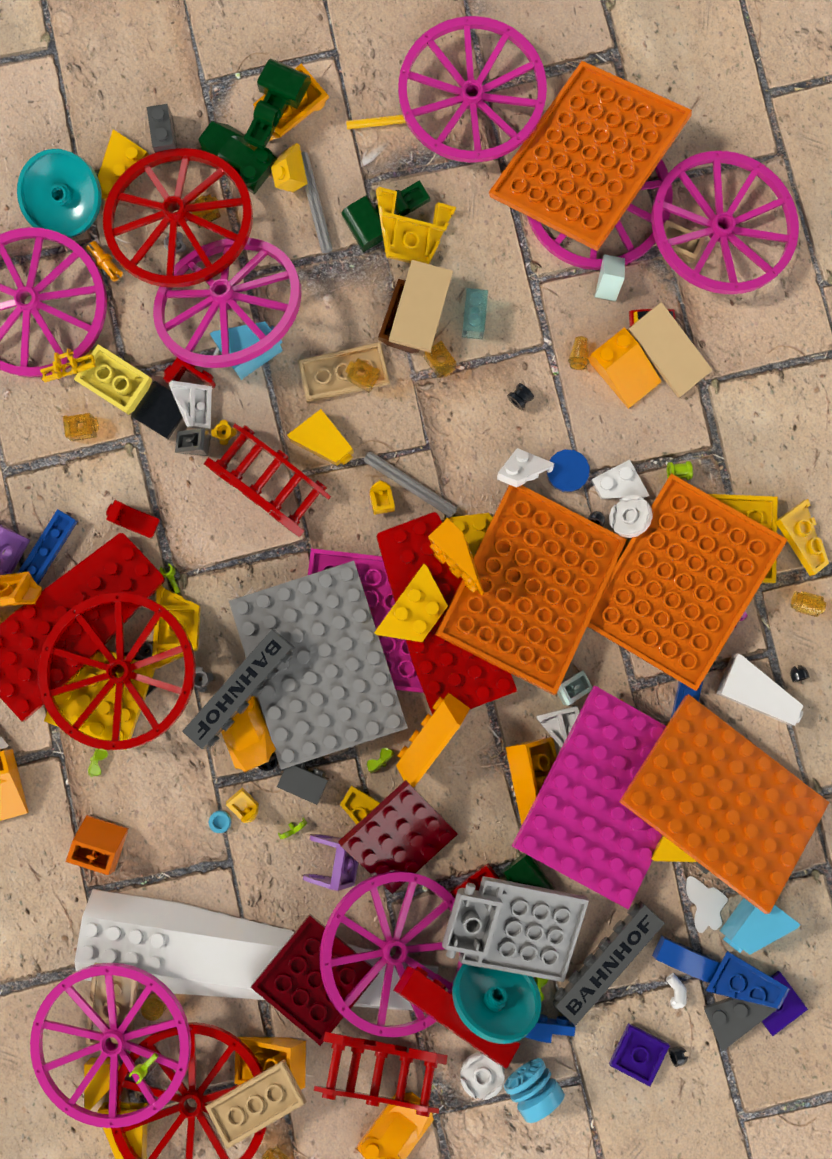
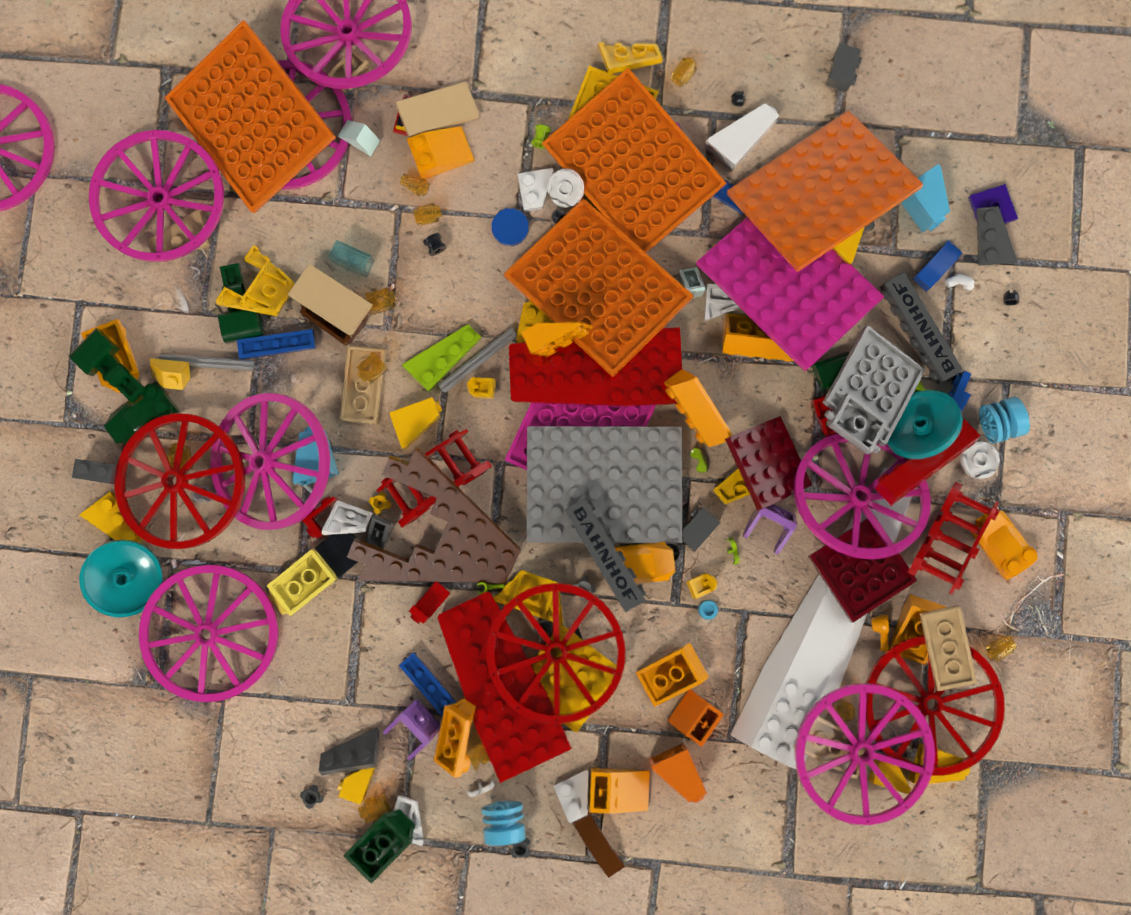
camera: 75 degrees left, 0 degrees up
(32, 845) = (679, 772): none -> orange slope
(57, 365) = (273, 625): yellow piece -> none
(89, 428) = (333, 631): clear yellow brick -> none
(94, 769) = (629, 702): lime piece -> none
(104, 261) = (194, 558): light orange pin -> none
(137, 805) = (672, 675): none -> light orange slope
(141, 1069) = (892, 732): lime hand -> none
(201, 539) = (468, 549): none -> reddish brown wing
(261, 1019) = (881, 625): none -> light orange bar
(357, 267) = (276, 344): none -> blue plate
(373, 122) = (154, 288): yellow bar -> none
(399, 444) = (438, 360): none -> lime wing
(415, 609) = (586, 387): yellow wing -> none
(435, 123) = (175, 237): none -> tan wing
(522, 468) = (496, 261): white wing -> none
(550, 377) = (427, 214): none -> clear yellow brick
(639, 1054) = (1000, 328): dark purple plate -> none
(708, 904) = (898, 234): white sticker -> none
(746, 983) = (970, 223): blue wing -> none

